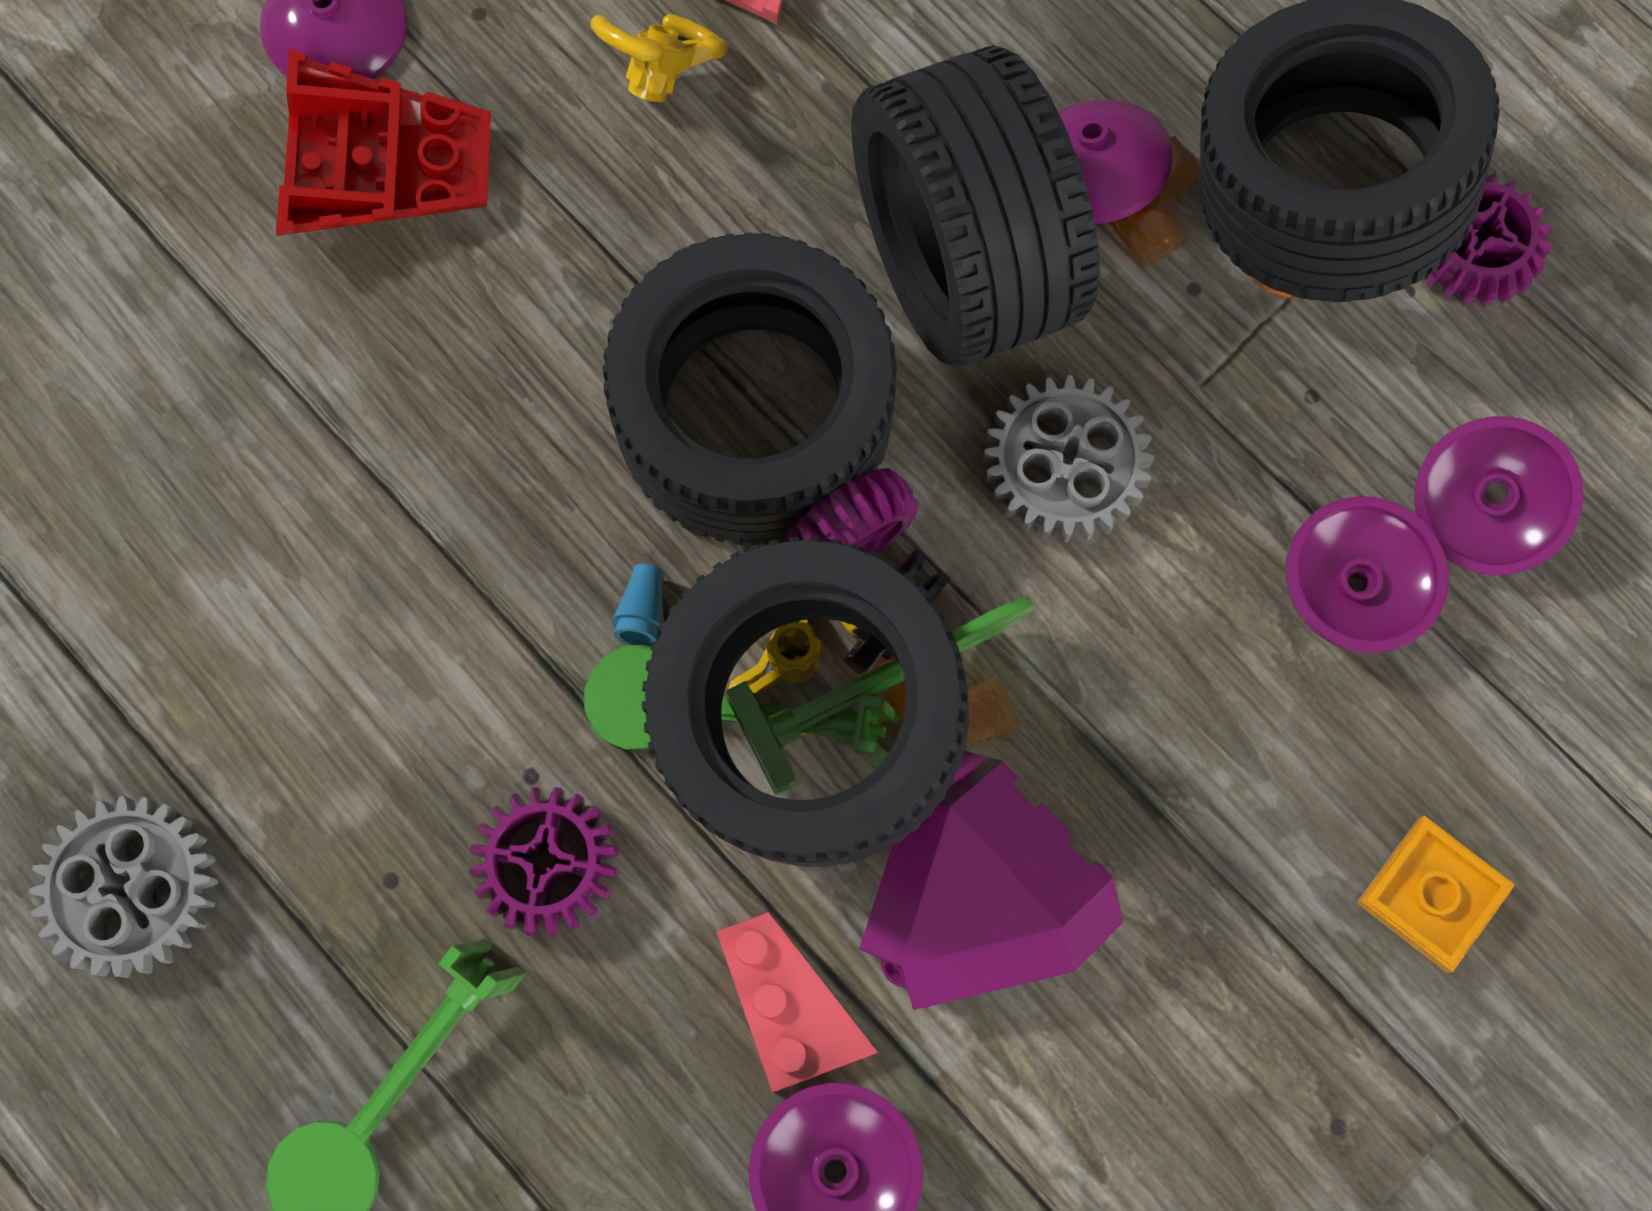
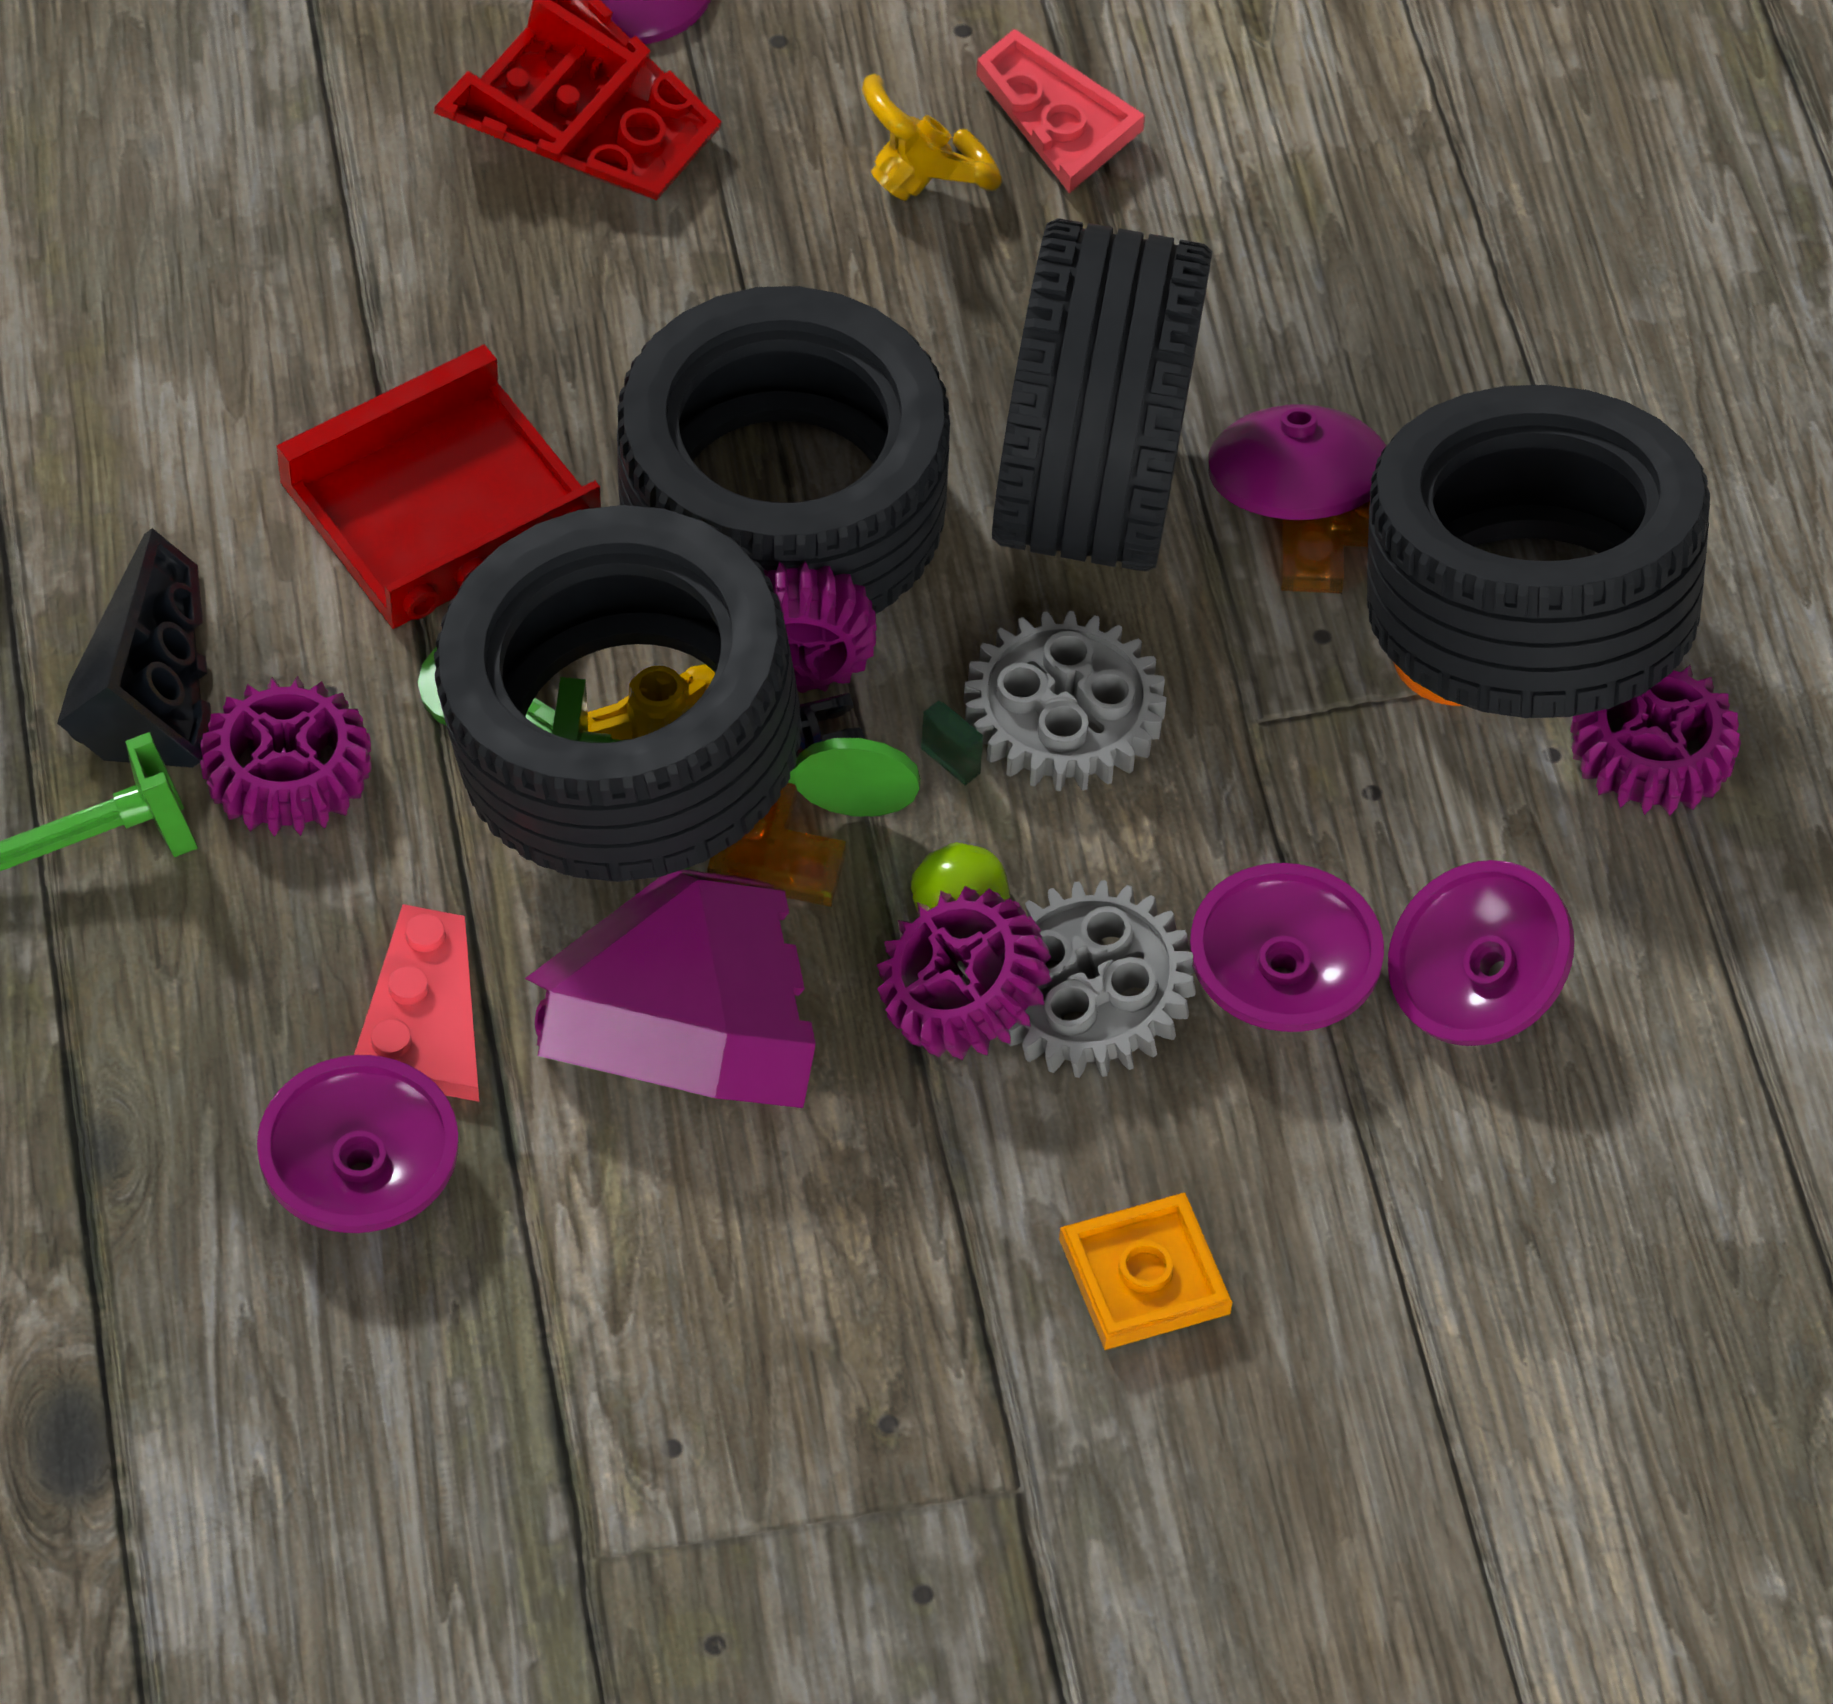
camera: 30 degrees right, 20 degrees down
(384, 860) = (144, 663): none -> black wedge
(496, 557) = (427, 483): none -> red panel
(1015, 543) = (952, 742): none -> clear green tile
(1099, 660) = (953, 869): none -> lime hair
(1187, 752) = (1001, 960): none -> magenta gear
(1282, 709) = (1111, 1022): none -> light grey gear

